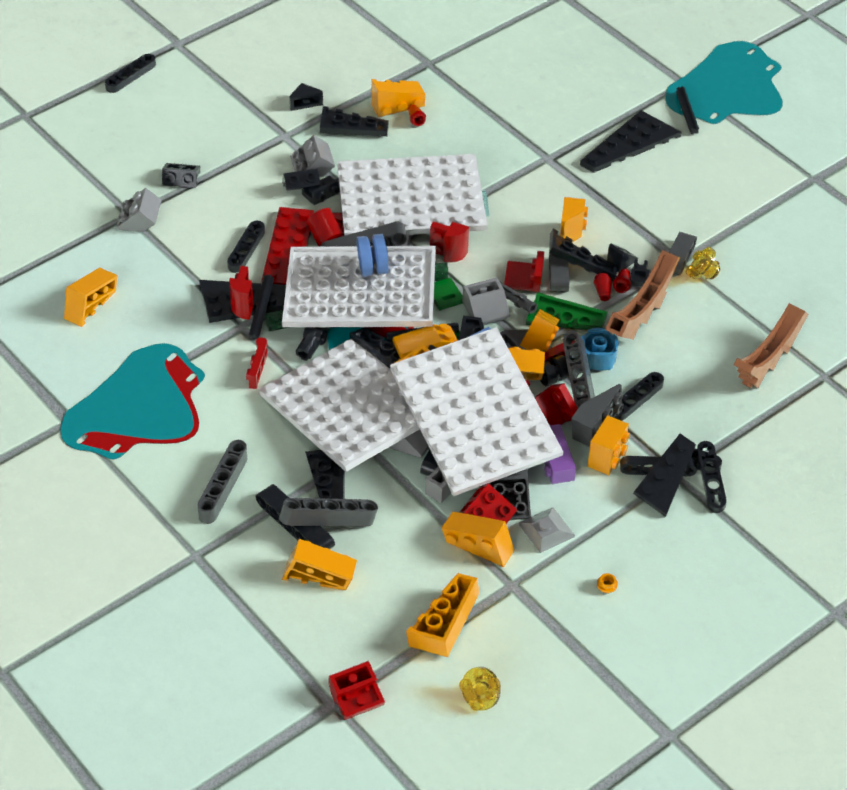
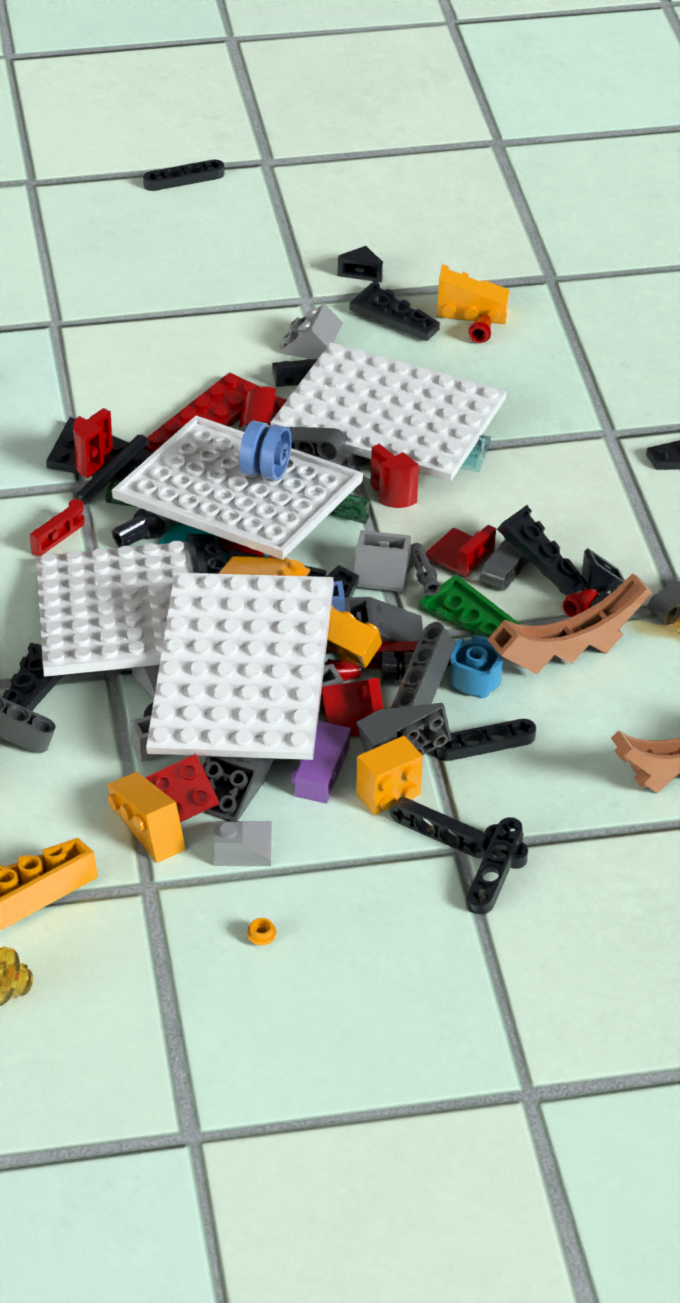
camera: 30 degrees right, 5 degrees down
(139, 212) = (63, 321): light grey slope -> none
(180, 175) = (145, 299): black bracket -> none
(242, 245) = (133, 412): black beam -> none
(301, 179) = (276, 350): black bracket -> none
(446, 294) = (344, 536): green piece -> none
(541, 332) = (409, 612): light orange wedge -> none
(573, 218) = (566, 508): light orange slope -> none
(603, 286) = (549, 599): red cone -> none
(664, 478) = (427, 842): black wing -> none

